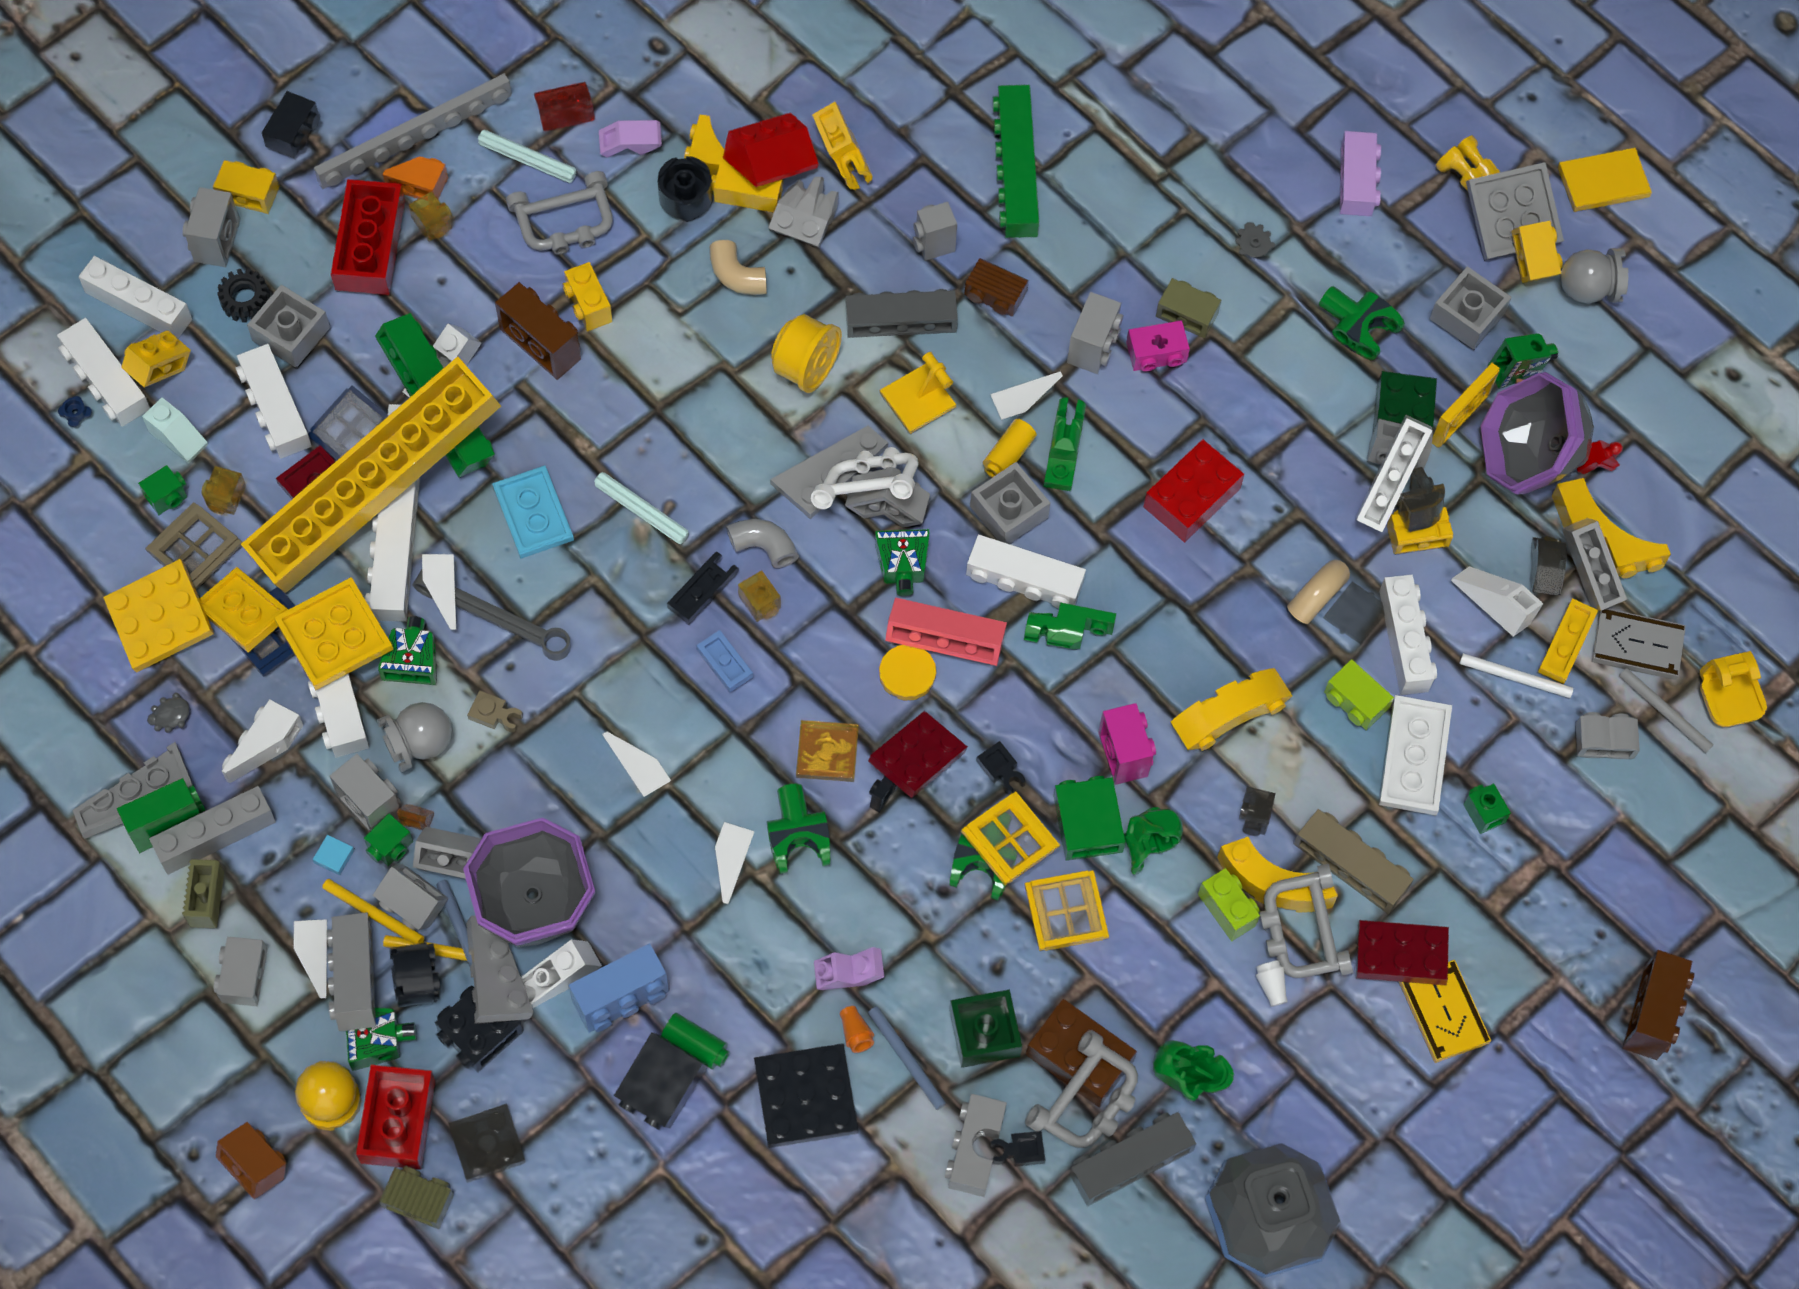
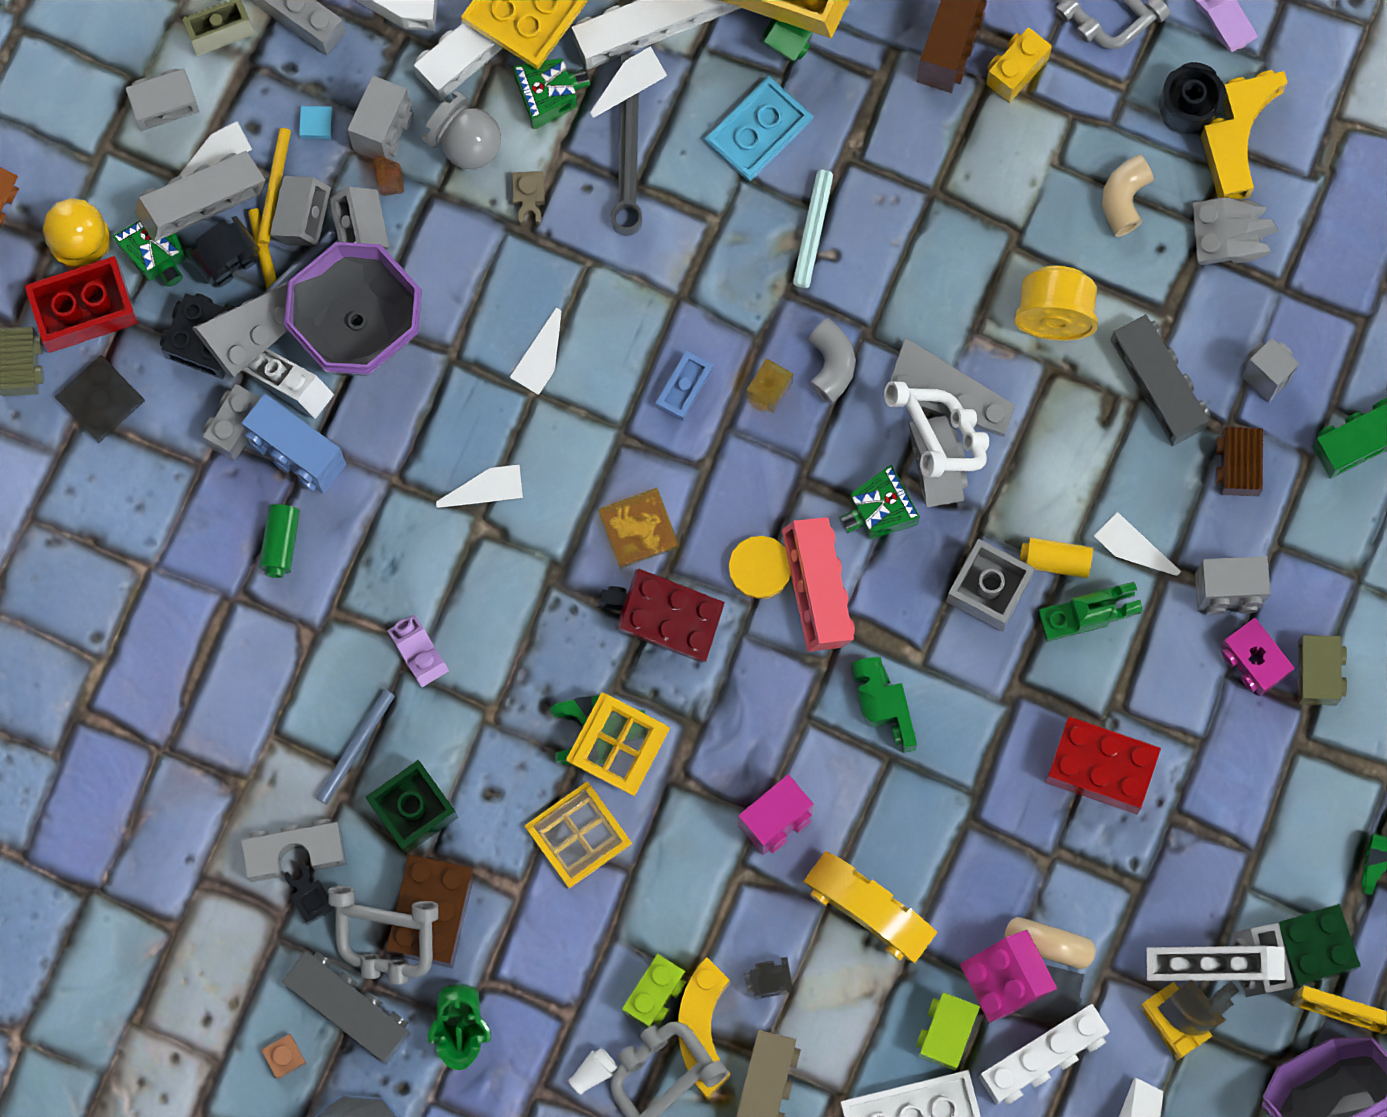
camera: 70 degrees right, 10 degrees up
(388, 841) = (349, 164): green brick -> none
(571, 1032) = (225, 431): none -> light grey brick
(660, 1081) = (222, 525): black brick -> none
(701, 589) = (752, 327): black hinge -> none
(771, 149) = (1276, 161): red slope -> none
(797, 828) = (539, 535): green connector -> none
(806, 1095) = (275, 668): black plate -> none
(841, 144) = (1325, 230): yellow plate -> none
(856, 1031) = (359, 685): orange cone -> none
(920, 394) = (1072, 440): yellow plate -> none
(1000, 764) = (701, 701): black plate -> none
(1024, 572) = (924, 635): white brick -> none
(1089, 818) = (684, 813): green brick -> none
(1150, 1231) = (284, 1056): none -> nougat plate
(1152, 832) = (693, 879): green head -> none
(1336, 628) = (1008, 976): none -> dark pink brick

